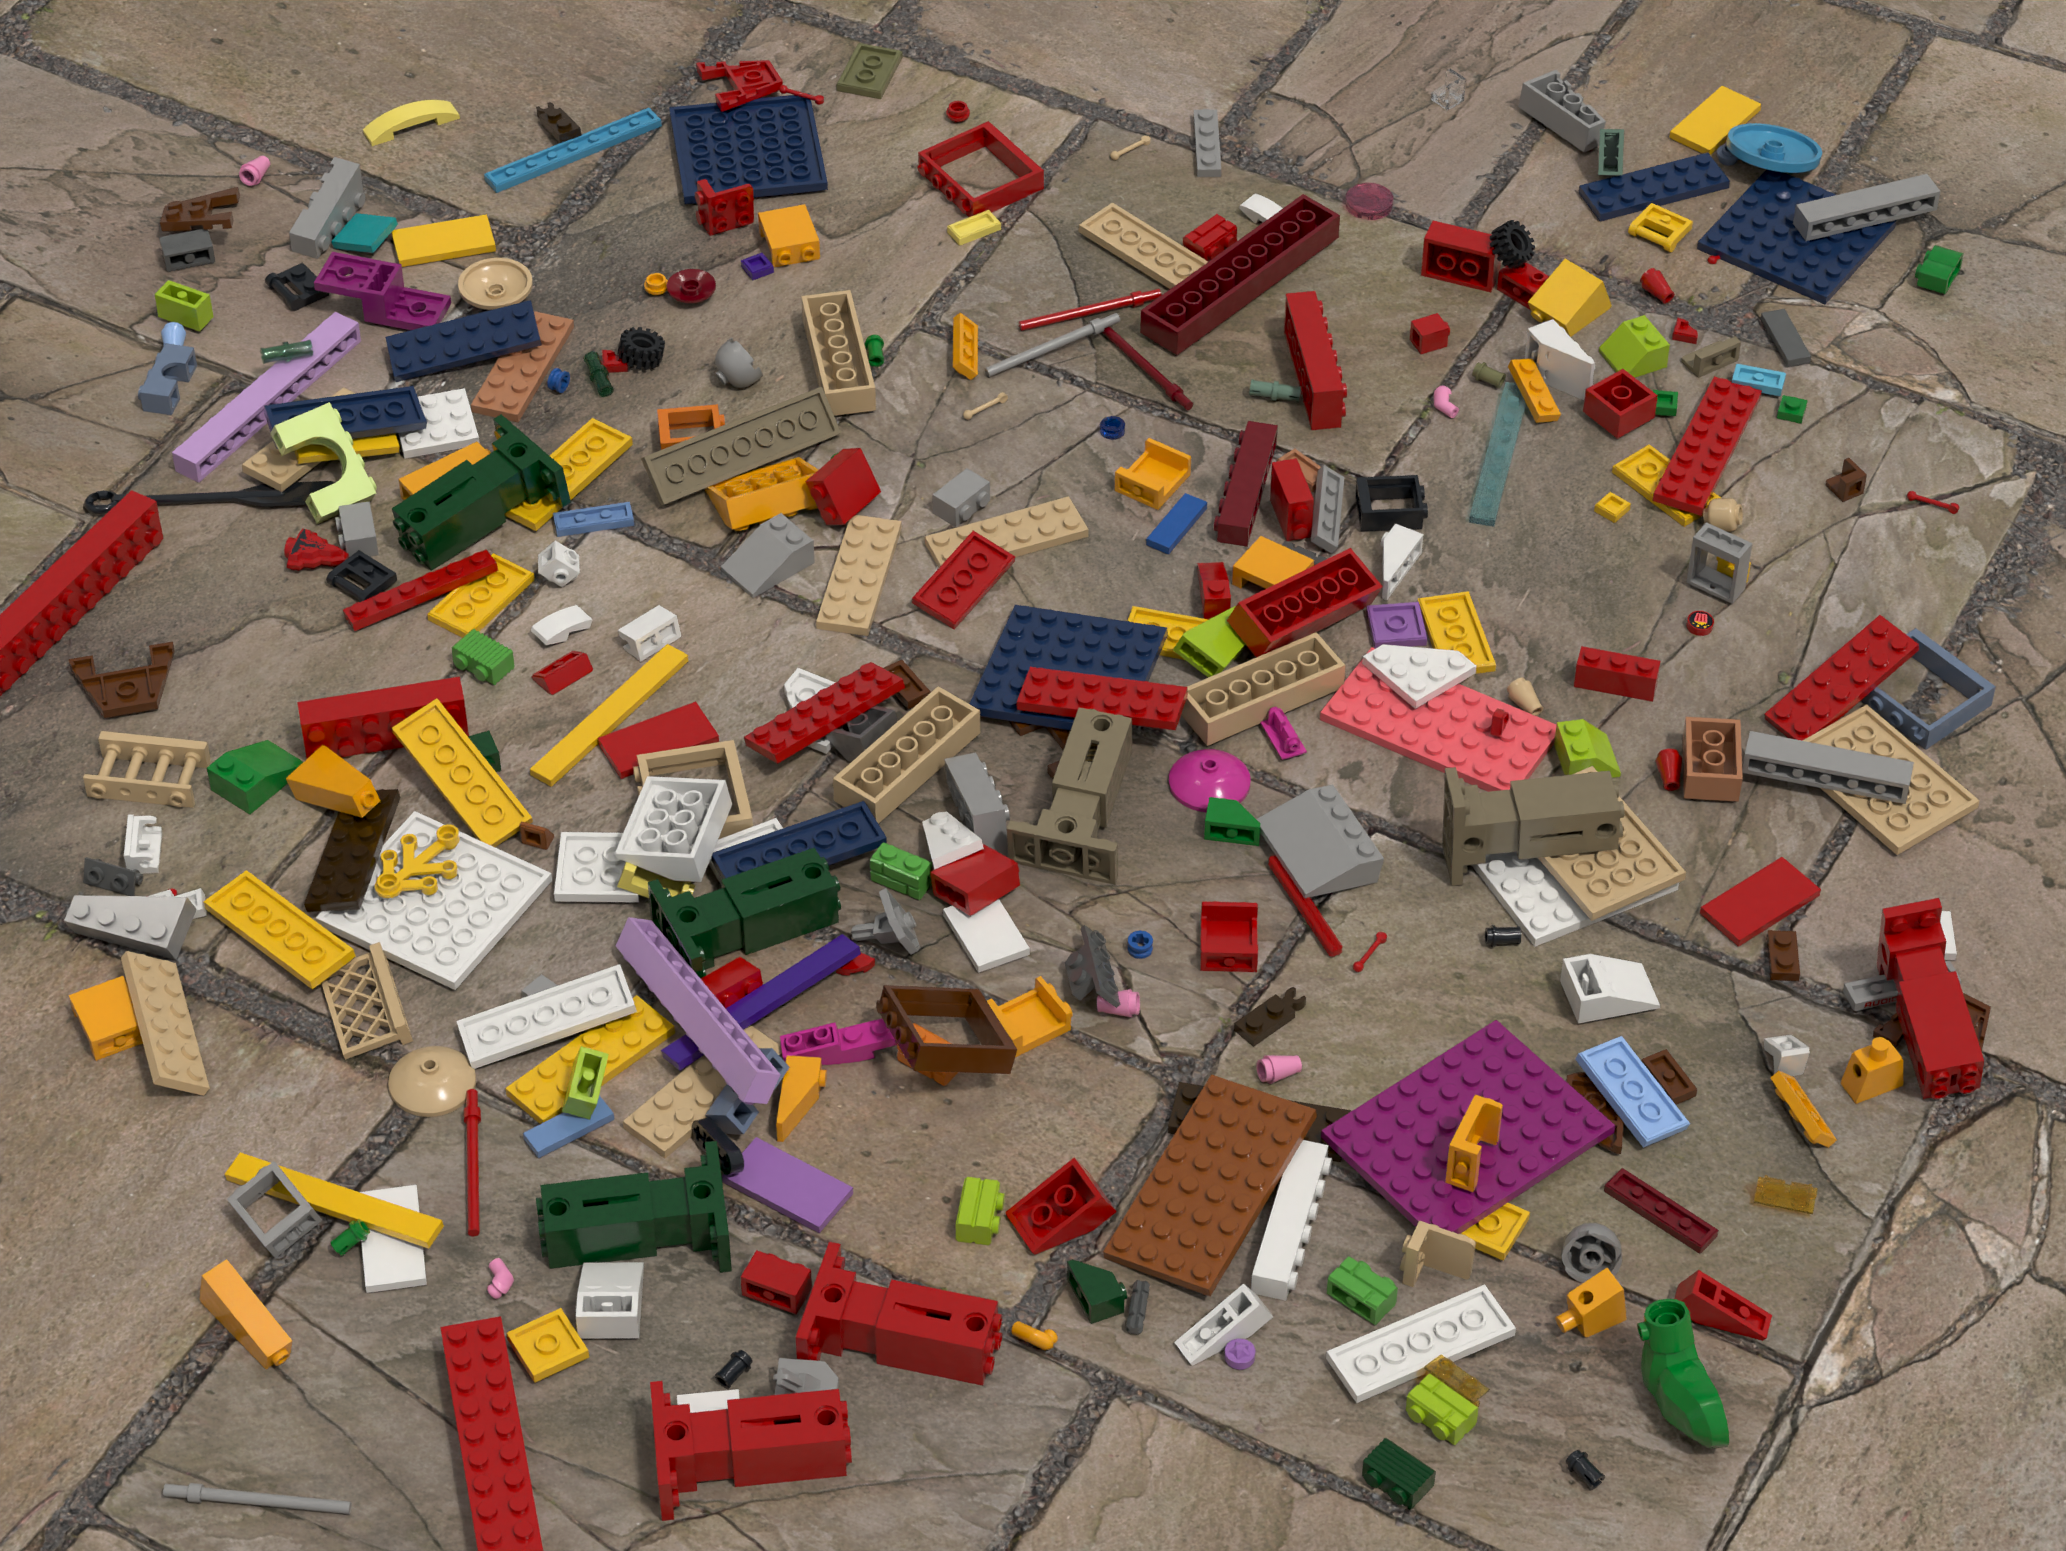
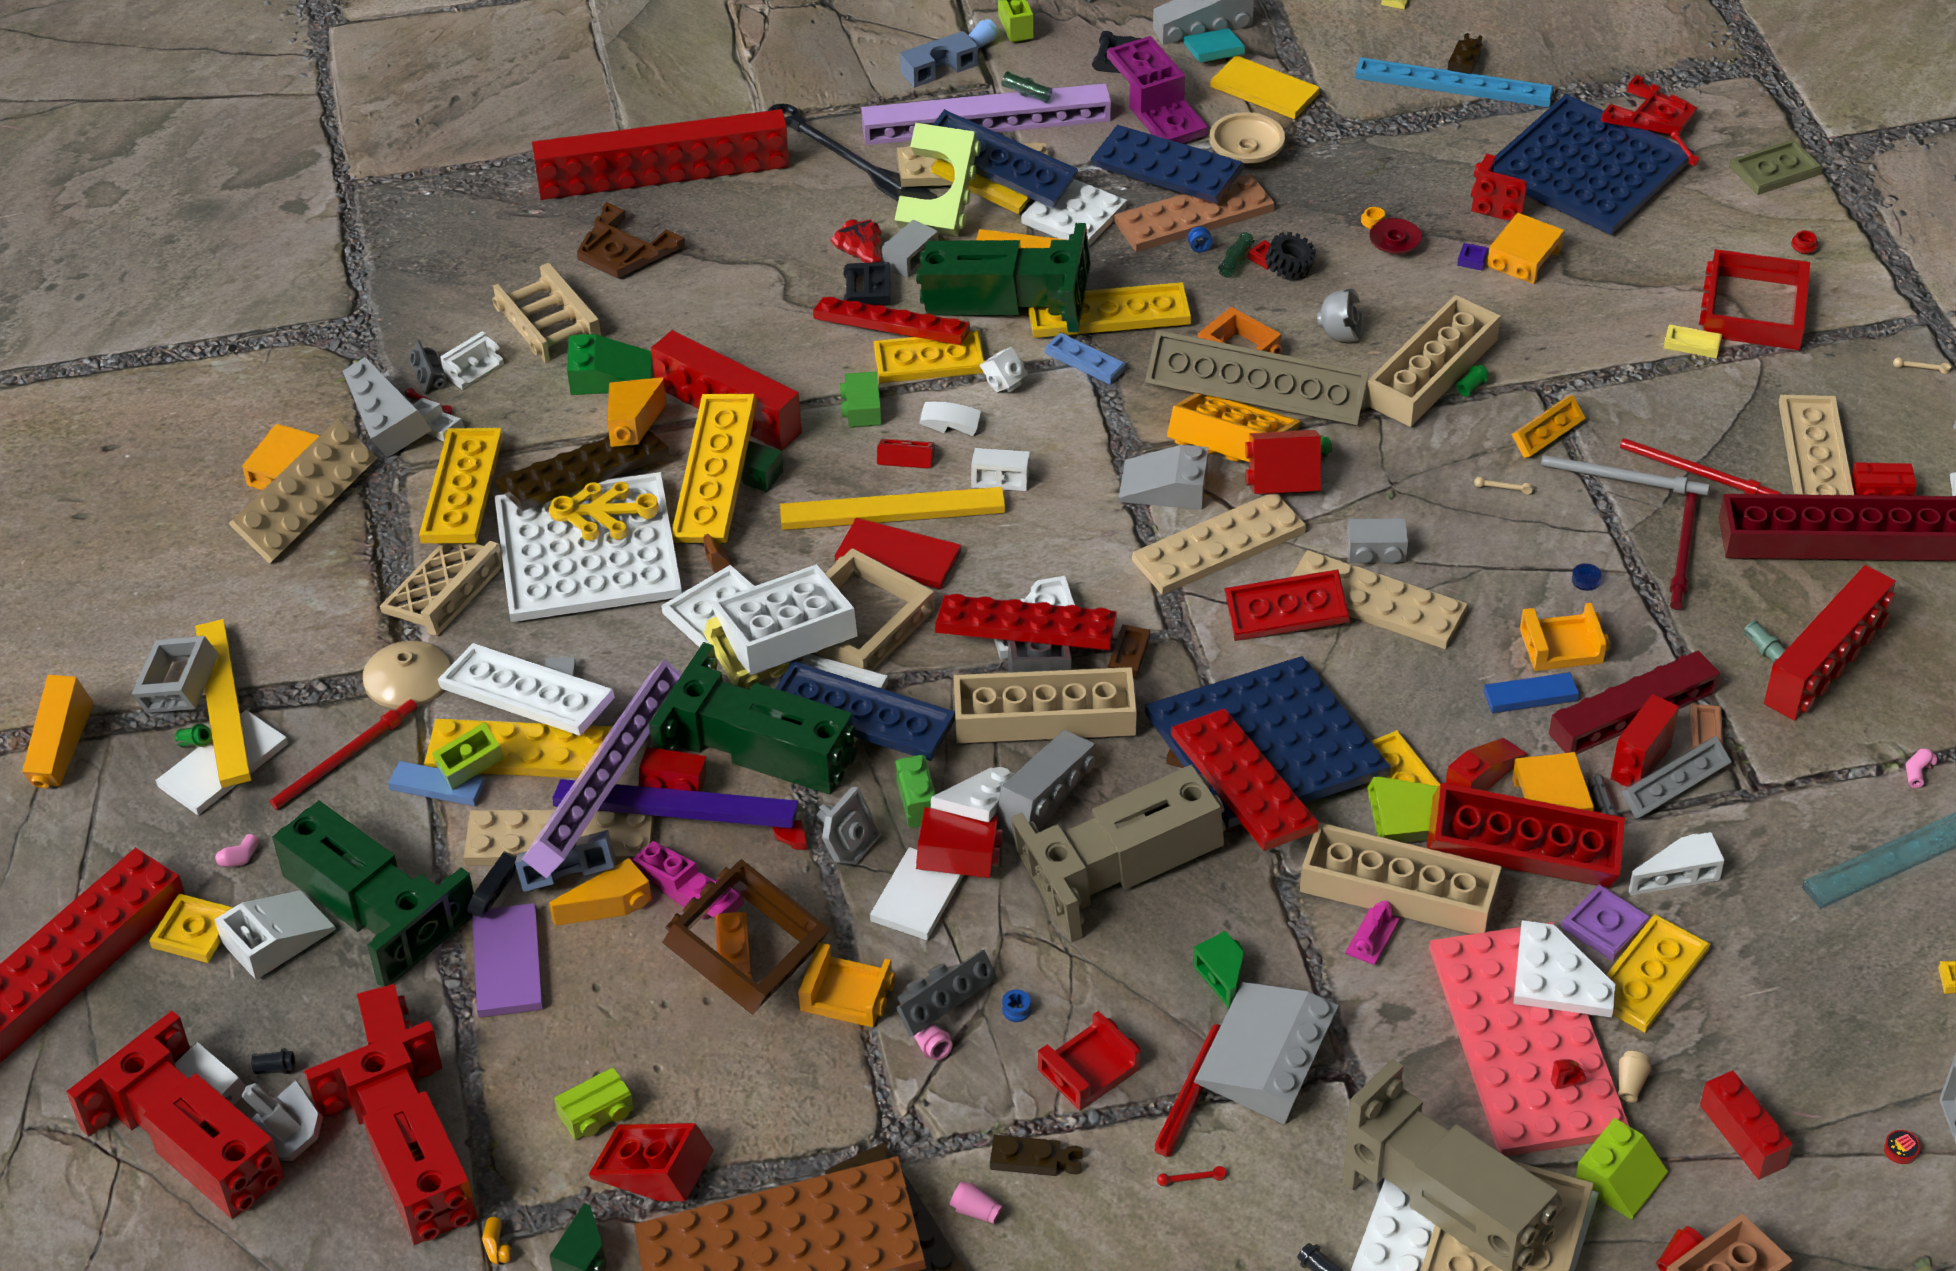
camera: 50 degrees right, 0 degrees up
(1207, 775) = (1265, 921): dark pink dish -> none
(1390, 488) = (1750, 795): black window -> none

